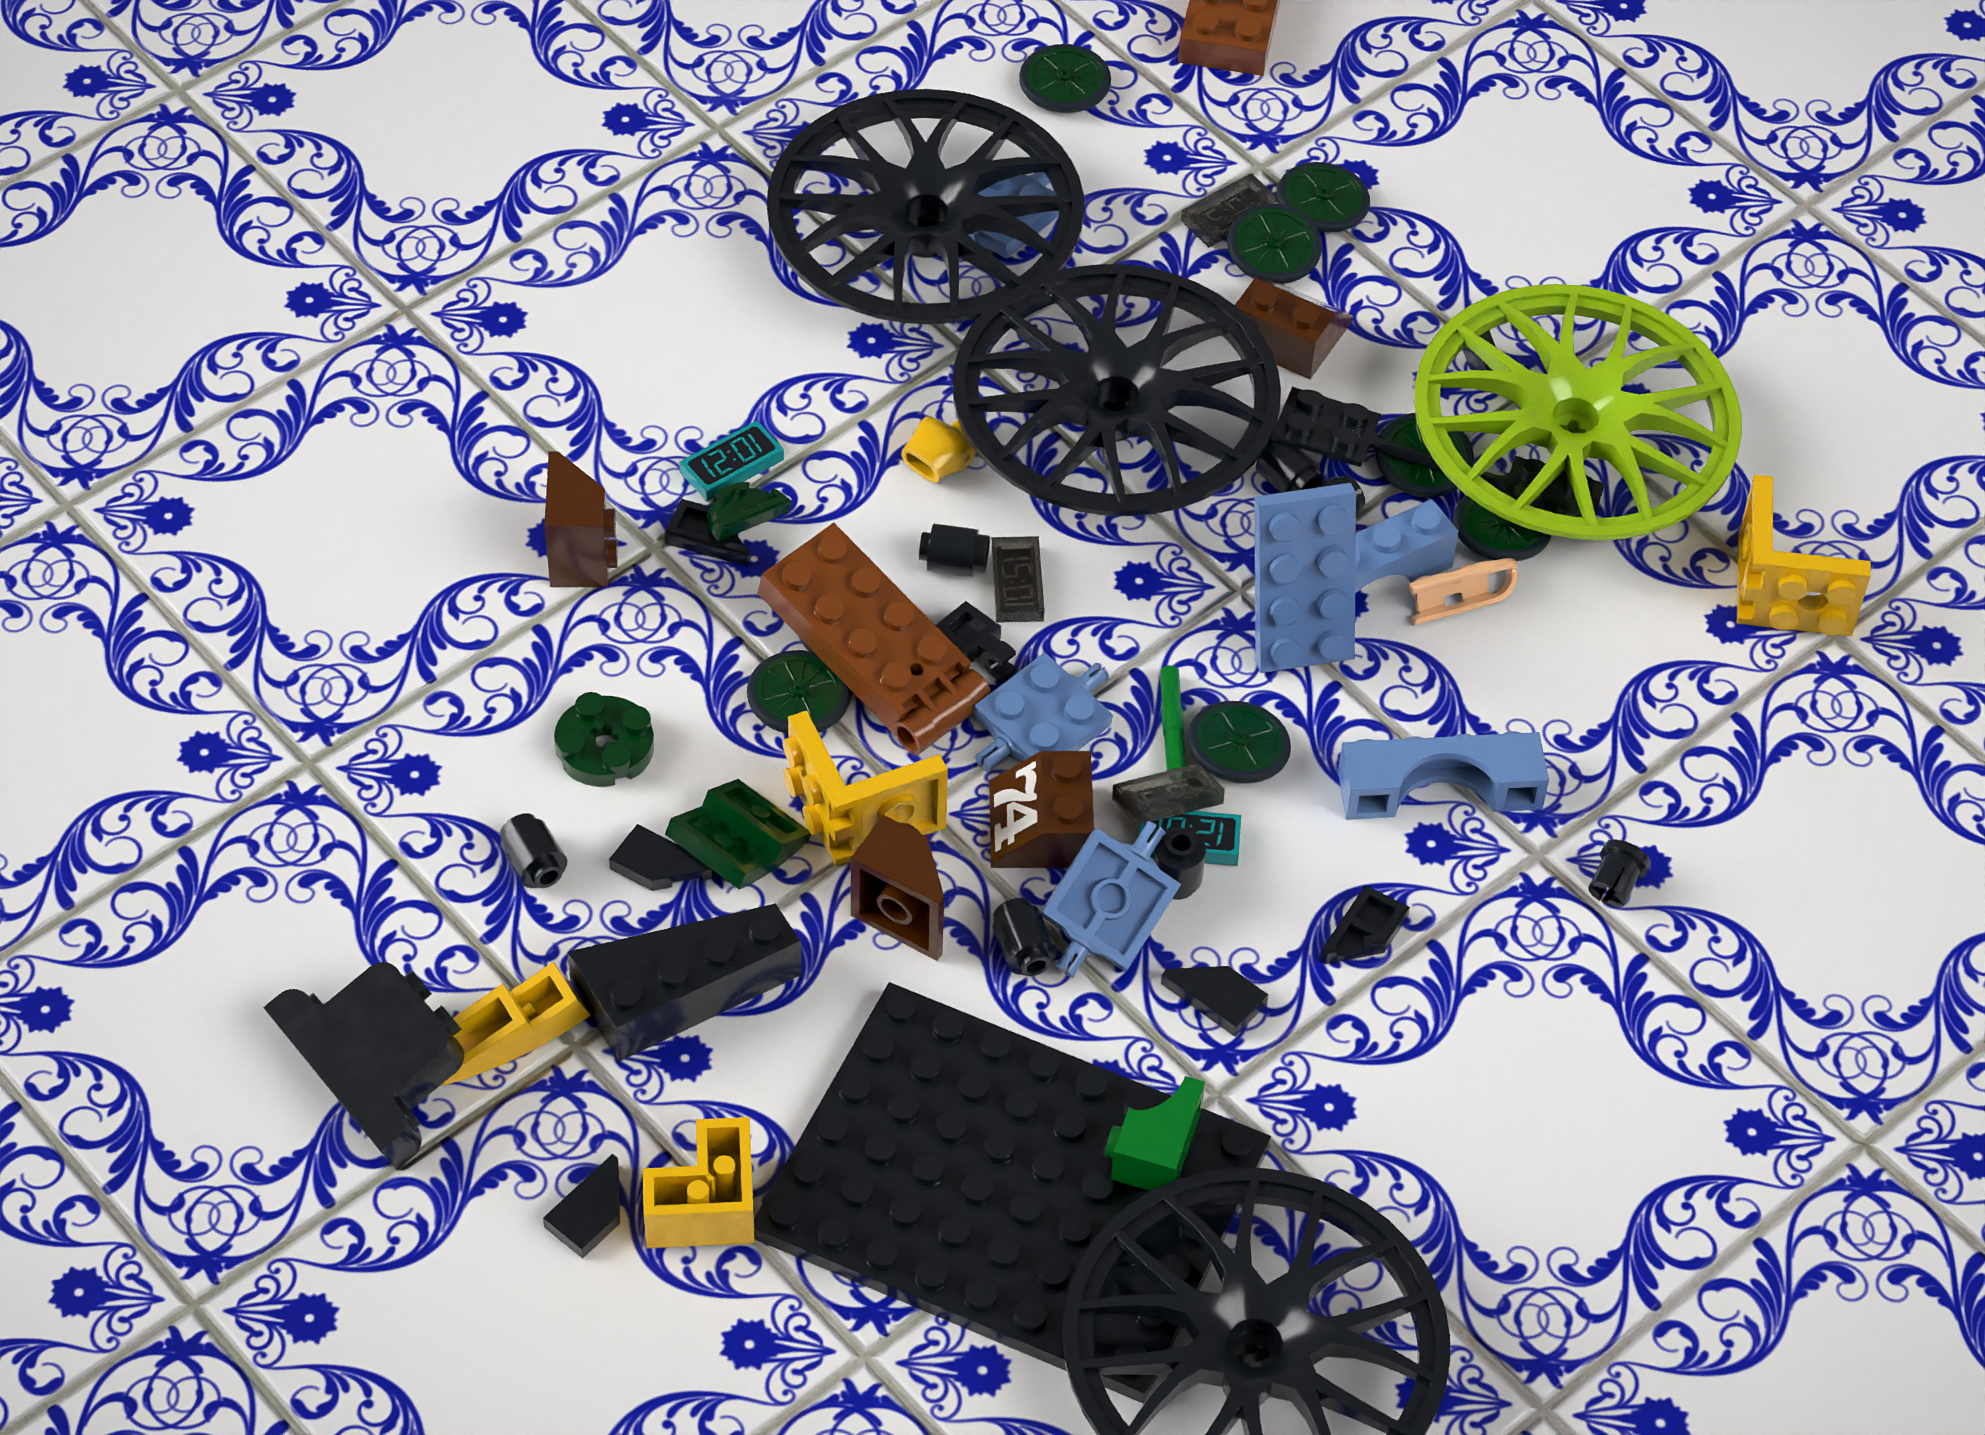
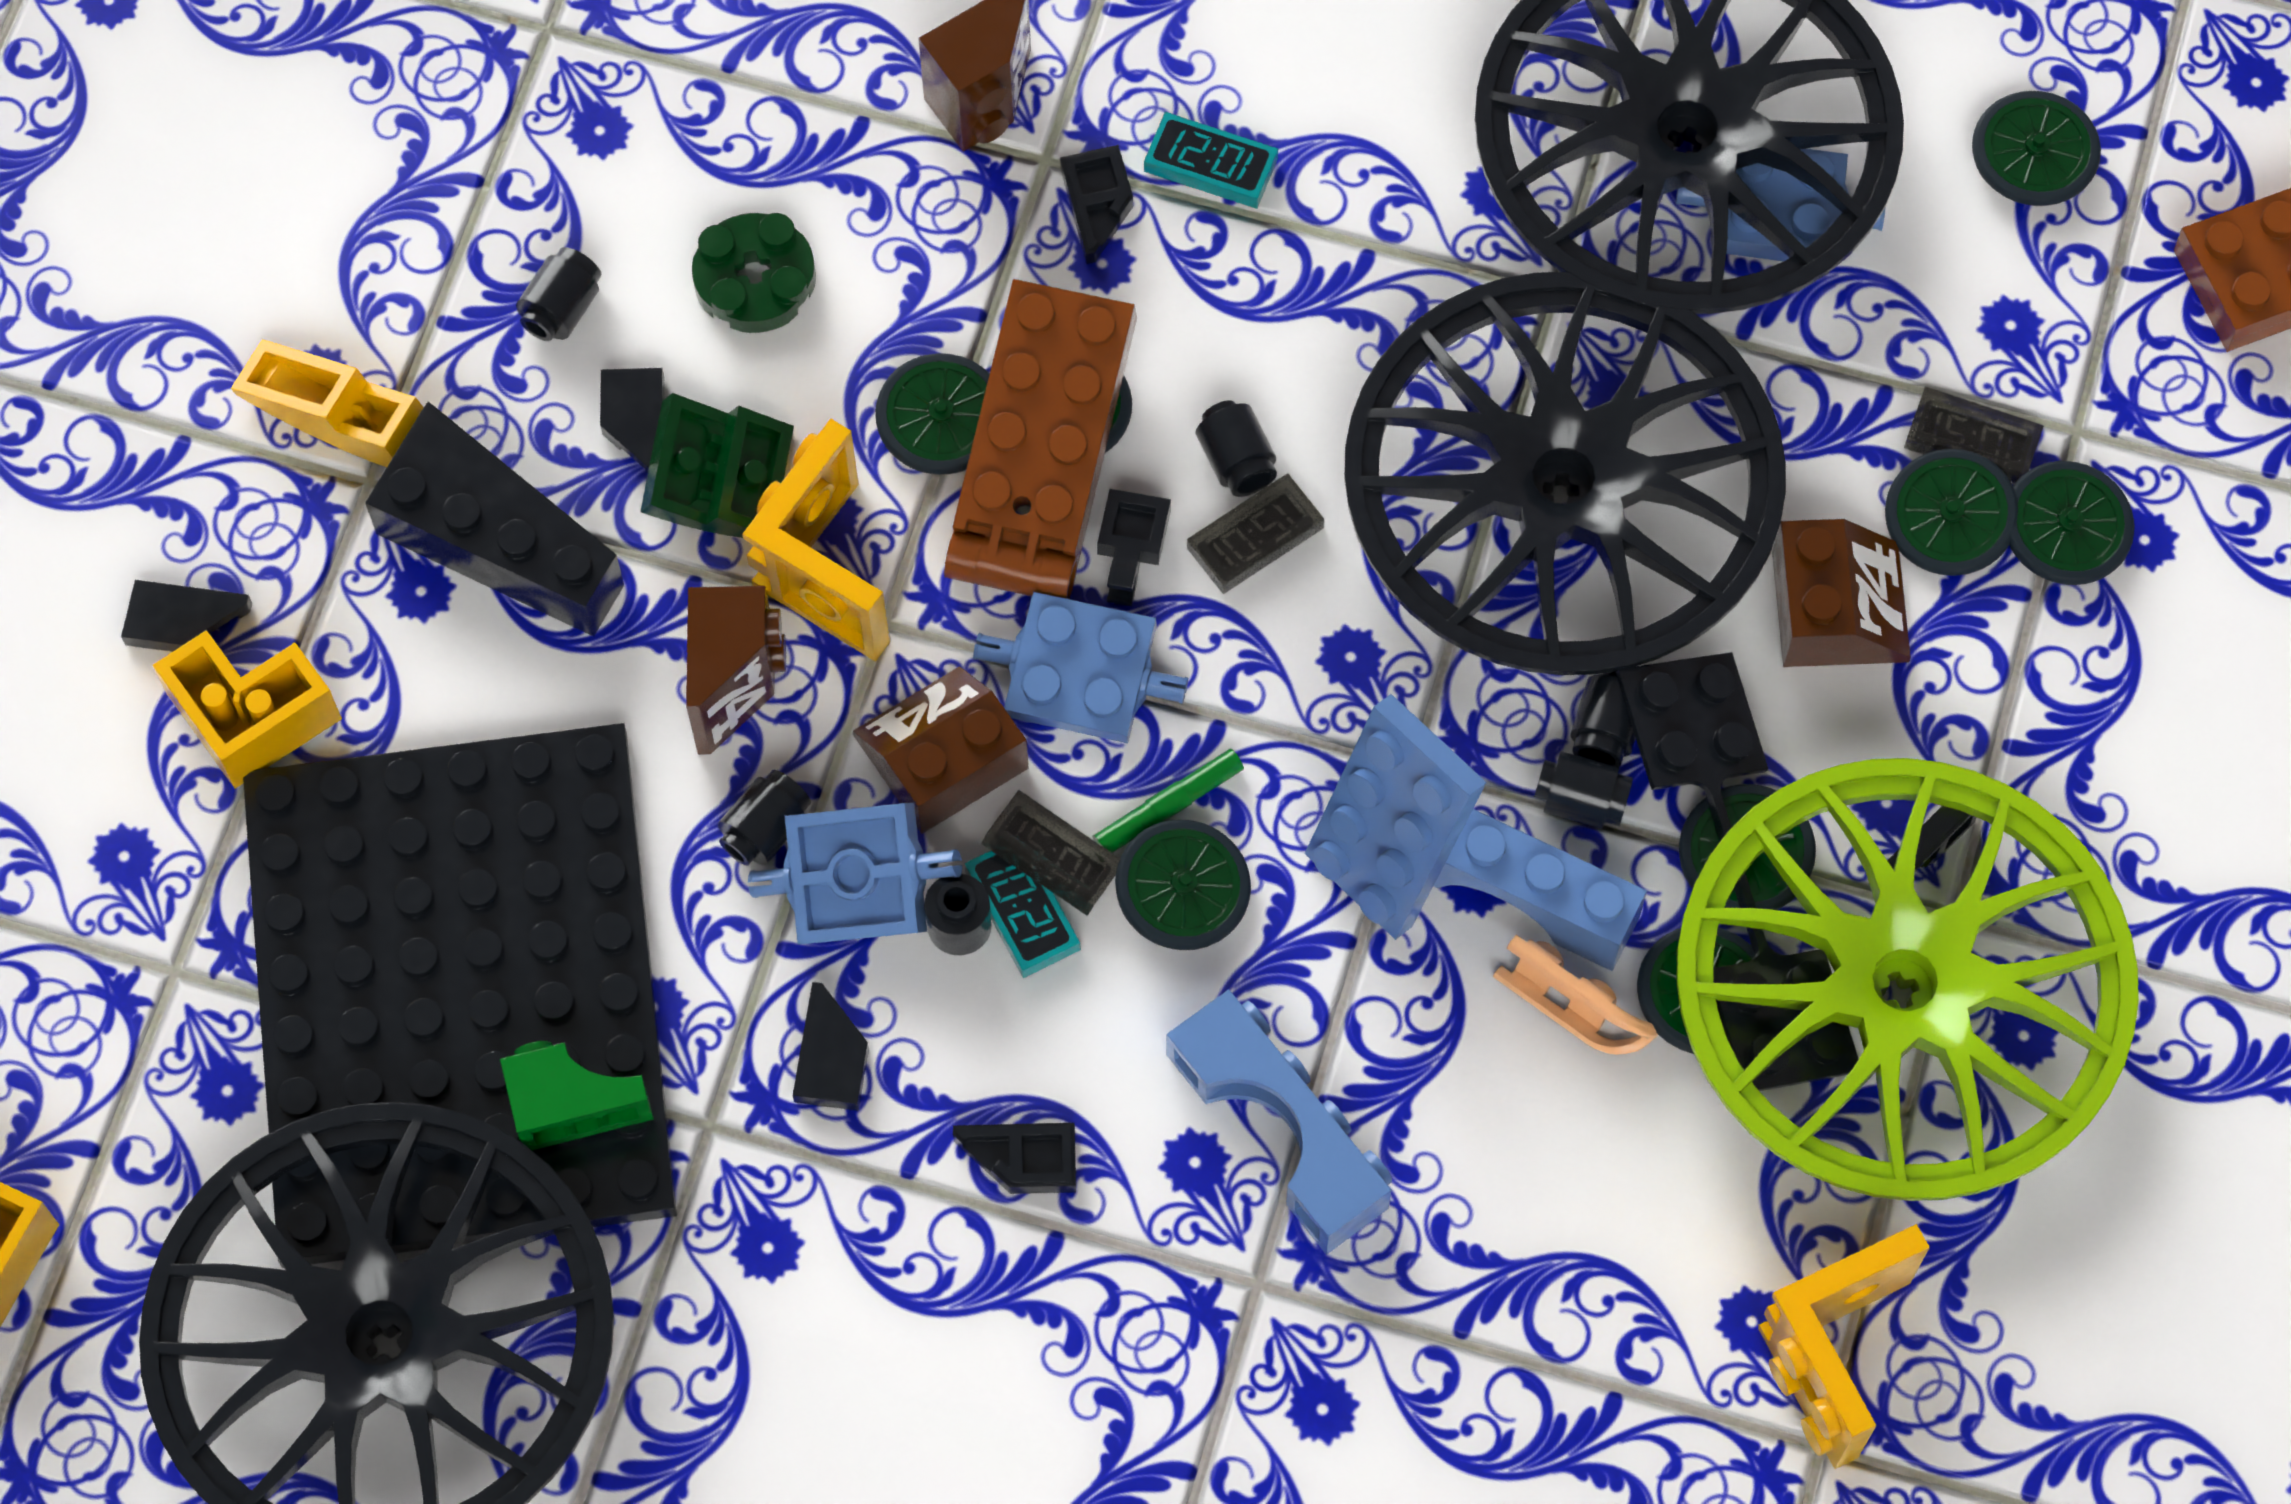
camera: 60 degrees right, 15 degrees up
(375, 1050) = (210, 312): black brick -> none
(741, 508) = (1143, 208): dark green tile -> none
(937, 449) = (1364, 338): yellow piece -> none
(1619, 871) = (1284, 1382): black bush -> none

